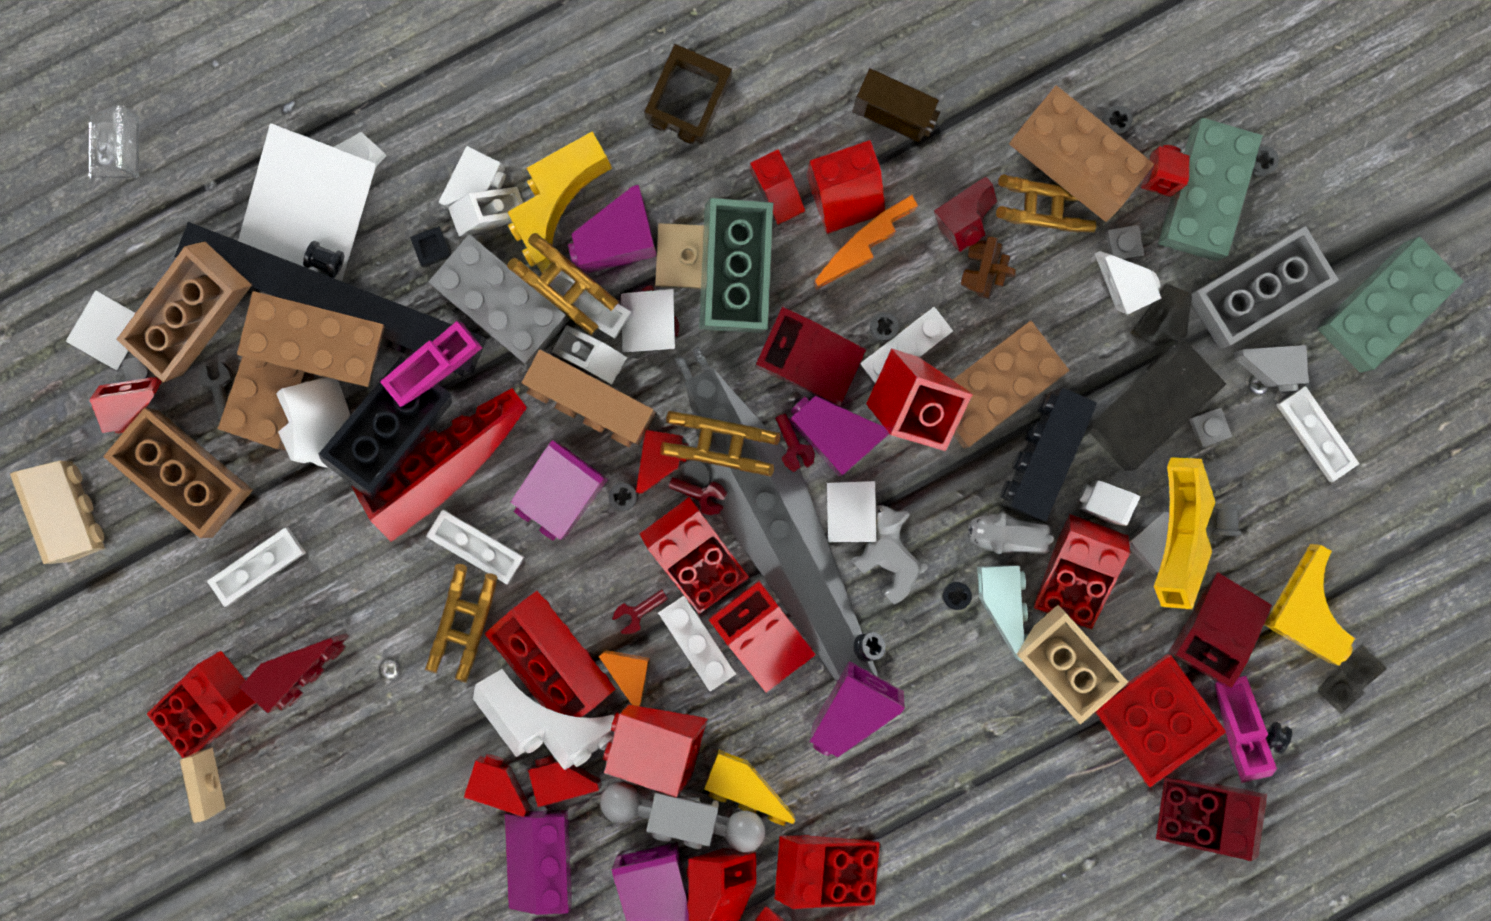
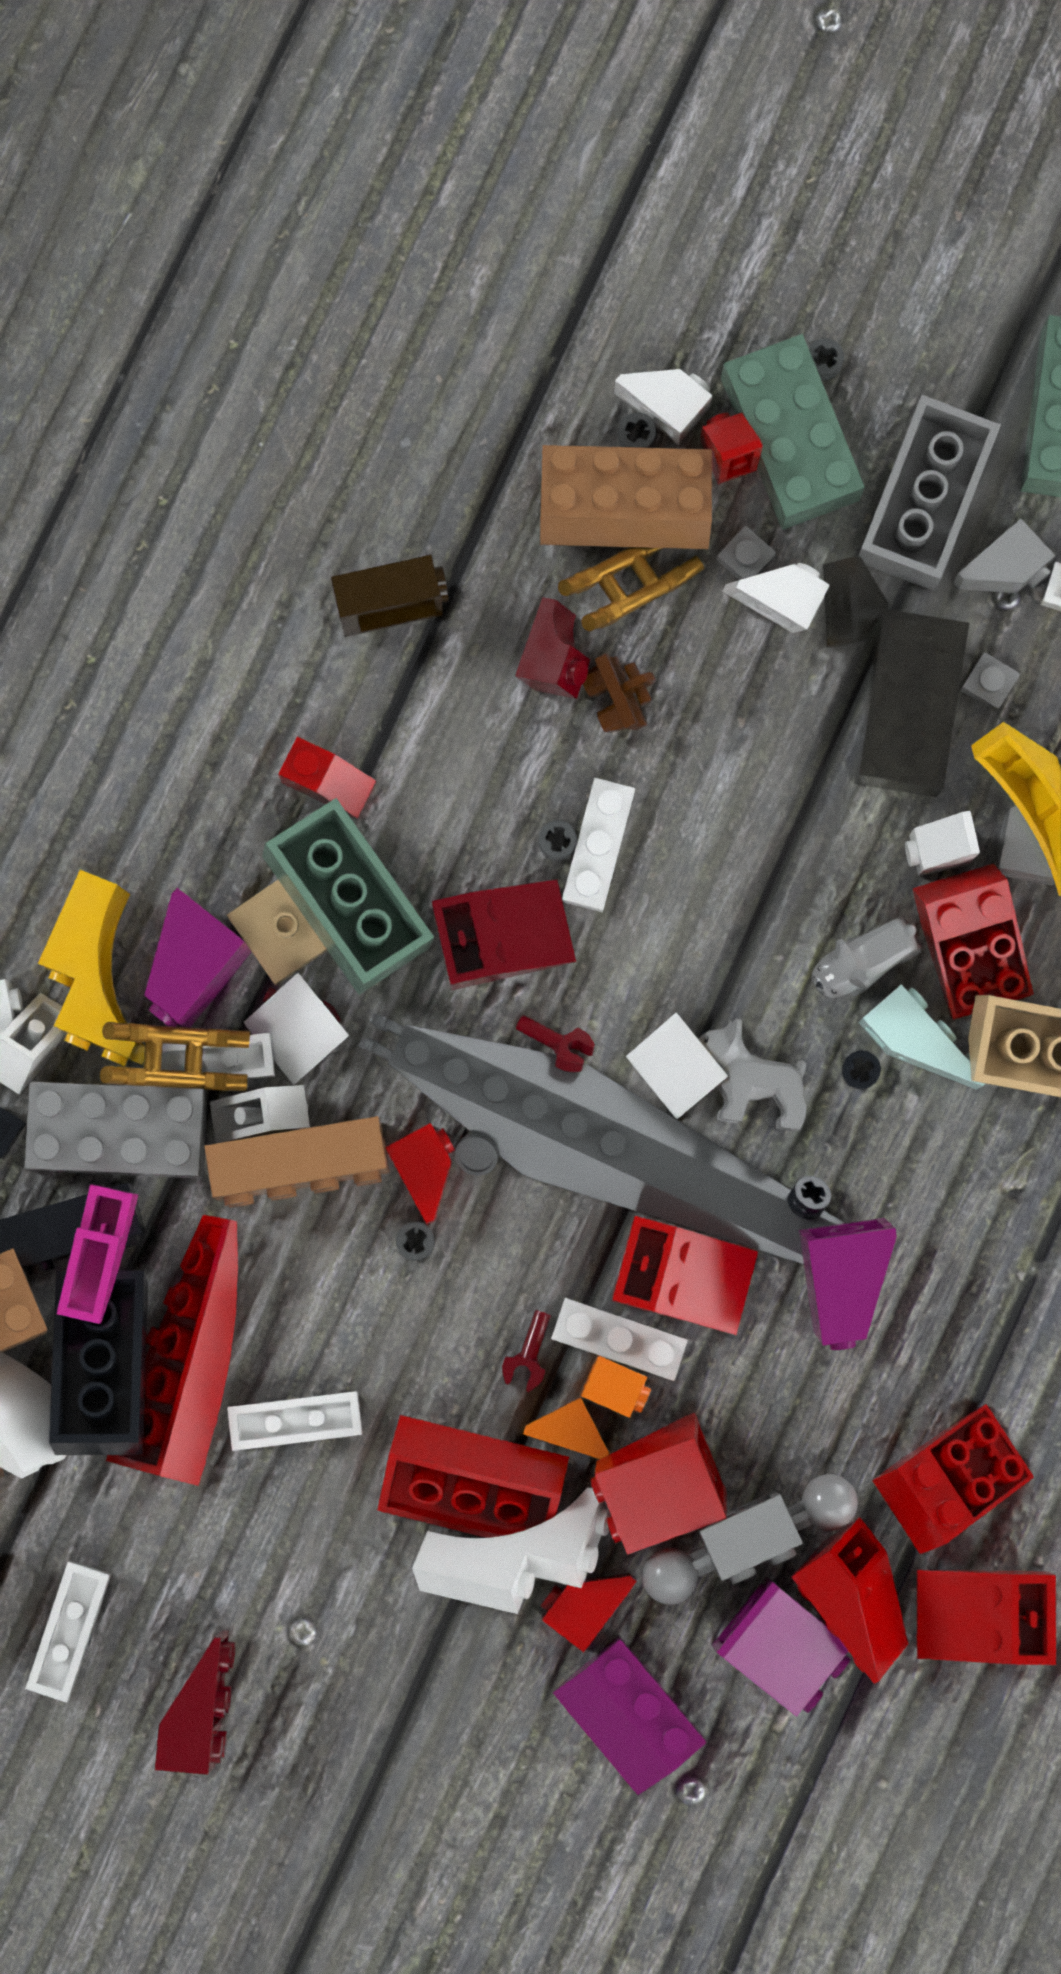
camera: 35 degrees left, 5 degrees down
(201, 705) = (125, 1833): red slope -> none
(202, 784) = (193, 1917): tan plate -> none
(471, 640) = (333, 1541): pearl gold piece -> none
(496, 786) = (519, 1667): red slope -> none
(557, 491) = (340, 1288): slope -> none
(672, 671) = (616, 1387): none -> orange brick
(693, 555) = (542, 1245): red slope -> none
(700, 66) = (144, 711): dark brown window -> none
(701, 494) = (499, 1172): dark red bar -> none
(733, 458) = (451, 1090): pearl gold piece -> none
(740, 782) = (783, 1454): yellow slope -> none
(835, 432) = (593, 992): magenta slope -> none
(847, 186) = (402, 721): red slope -> none
(857, 250) = (465, 780): orange slope -> none
(917, 401) = (655, 890): red slope -> none
(1006, 381) = (727, 809): medium nougat brick -> none
(1048, 453) = (838, 841): black brick -> none
(1151, 113) = (668, 398): none -> white slope

